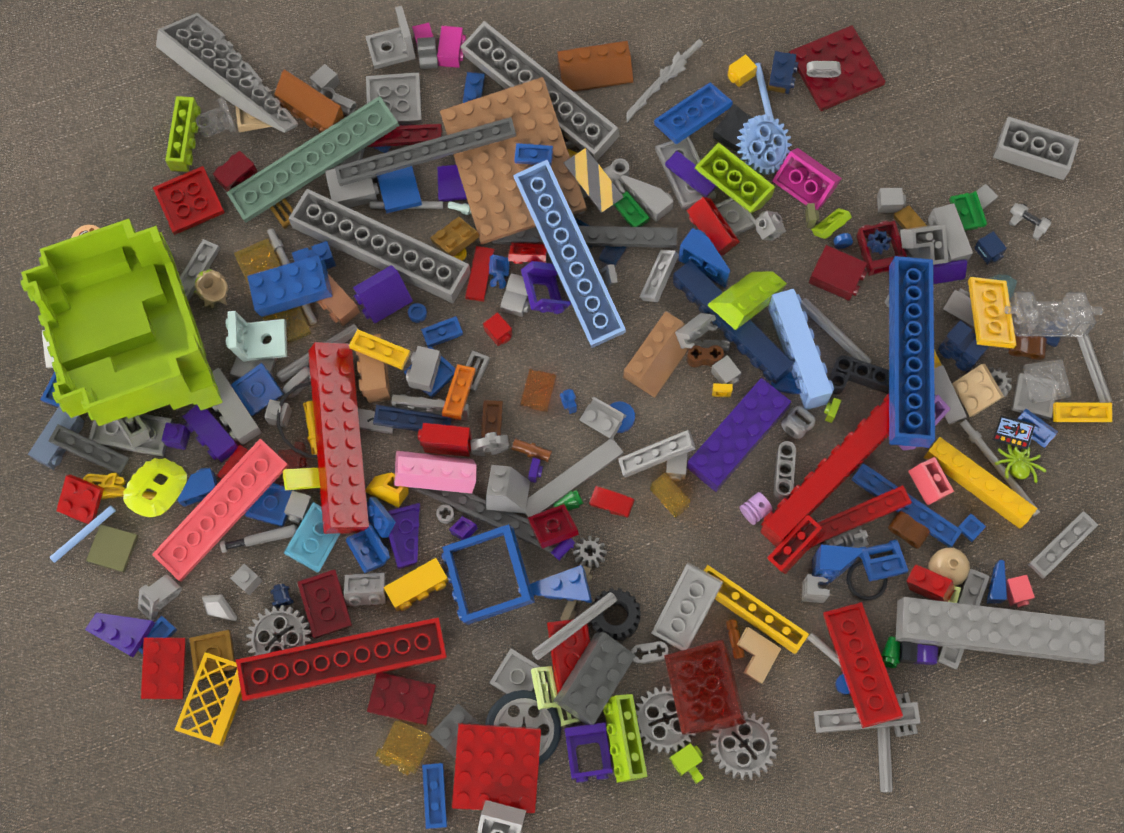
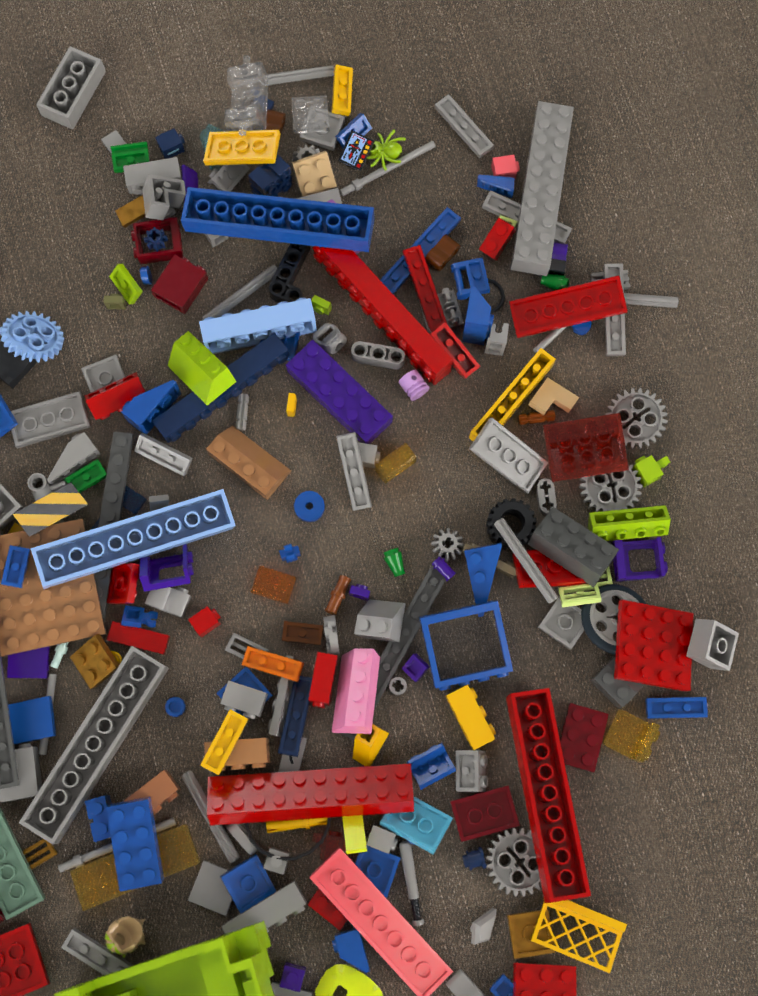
camera: 90 degrees left, 5 degrees up
(210, 433) = (293, 936): dark purple brick -> none
(246, 579) = (456, 896): light grey brick -> none
(247, 338) = (187, 892): light aqua bracket -> none
(379, 517) = (400, 752): blue plate -> none
(382, 294) = (154, 741): dark purple brick -> none
(405, 535) = (415, 730): dark purple wing -> none
(442, 332) = (201, 680): blue plate -> none
(553, 526) = (423, 575): dark red plate -> none
(573, 477) = (369, 556): light grey tile -> none
(602, 418) = (310, 521): light grey plate -> none
(611, 501) = (397, 520): red slope -> none
(686, 171) = (54, 412): dark purple tile -> none
(695, 329) = (226, 423): light grey hinge -> none
(704, 355) = (254, 417): reddish brown axle -> none
(726, 371) = (273, 399): light grey brick -> none
(735, 178) = (66, 368): lime slope -> none
(769, 225) = (121, 341): light grey brick -> none
(806, 179) = (74, 301): dark pink slope -> none
(890, 200) = (107, 226): light grey brick -> none
(931, 481) = (399, 226): coral brick -> none
(950, 564) = (477, 222): tan cylinder -> none
(971, 527) = (443, 199): blue plate -> none
(981, 483) = (406, 182): yellow brick -> none
(1020, 212) = (135, 113): light grey piece -> none

